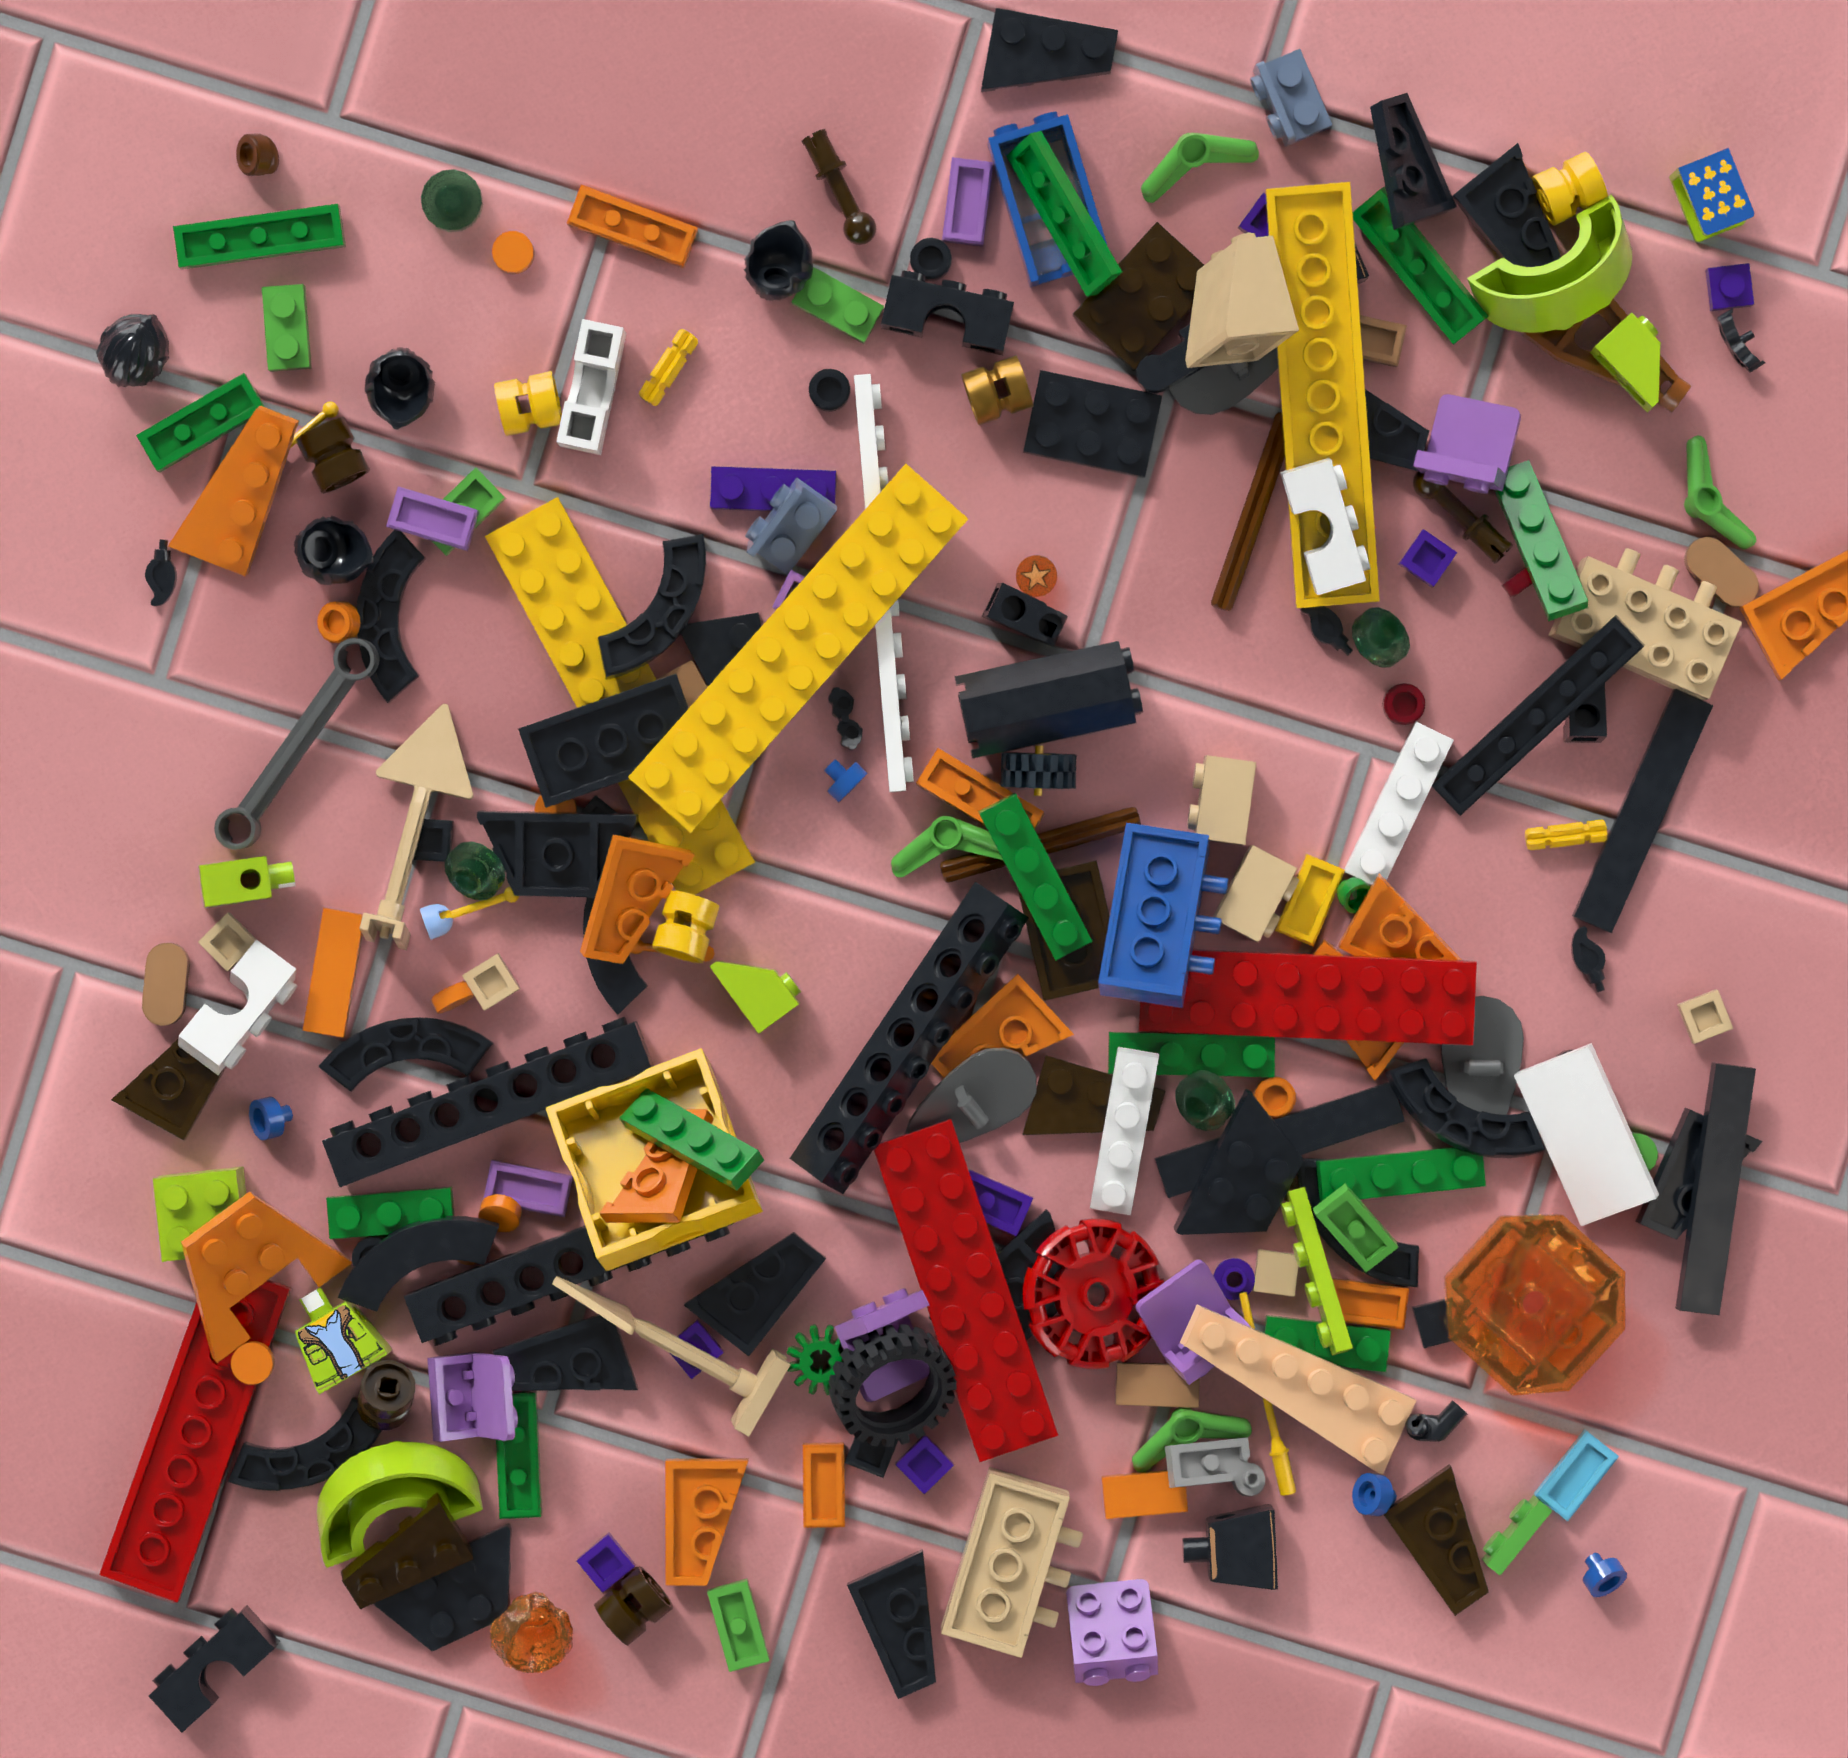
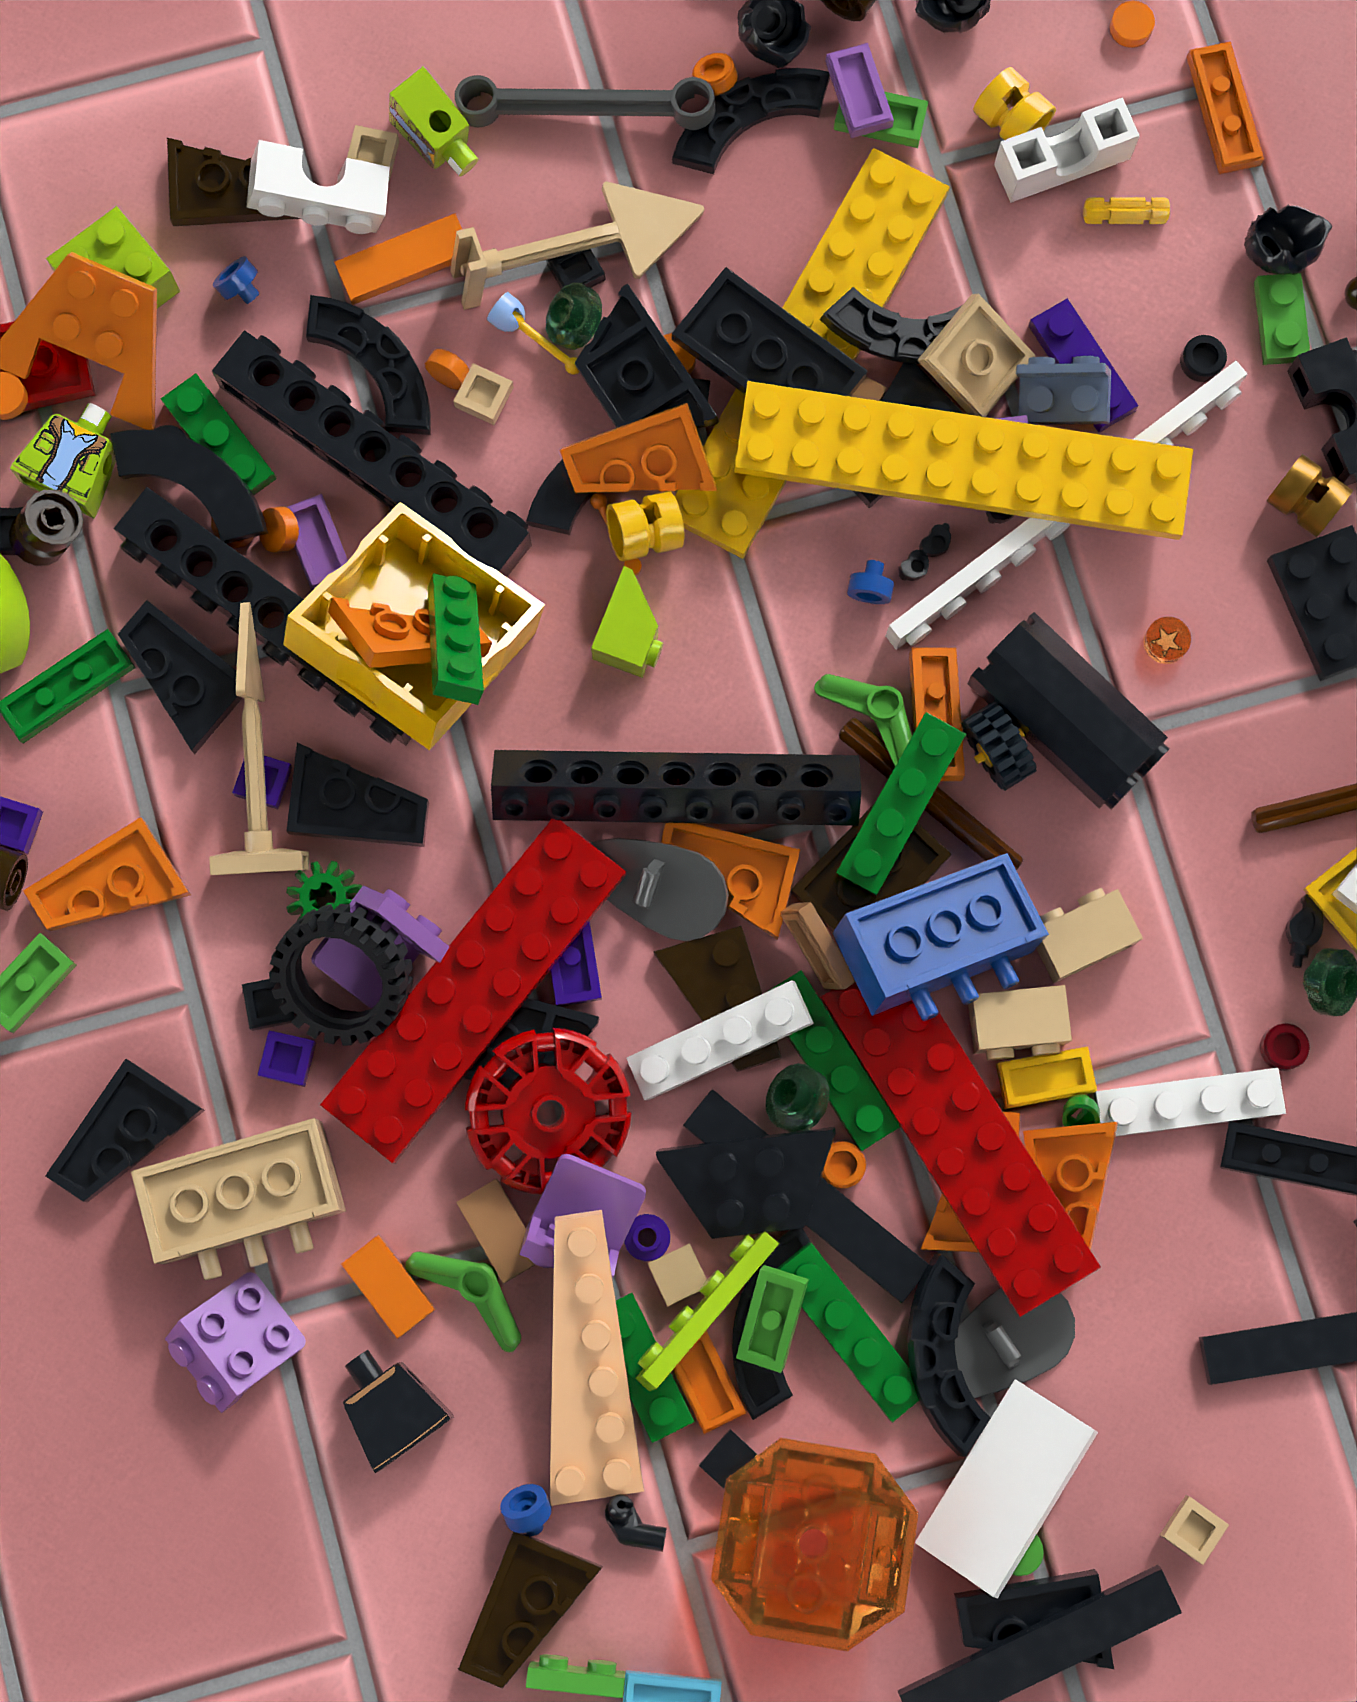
camera: 60 degrees right, 10 degrees down
(165, 984) = (303, 123): medium nougat tile -> none
(472, 1397) = (90, 603): medium lavender bracket -> none
(715, 574) = (975, 356): none -> tan tile
(823, 1485) = (208, 979): orange tile -> none
(1024, 614) = (1128, 648): black leg -> none
(1100, 1010) = (817, 946): none -> medium nougat tile
(1214, 1463) = (459, 1334): light grey hinge -> none
(1278, 1450) = (509, 1389): yellow piece -> none
(1566, 834) = (1271, 1279): yellow axle -> none
(1588, 957) = (1171, 1379): black piece -> none

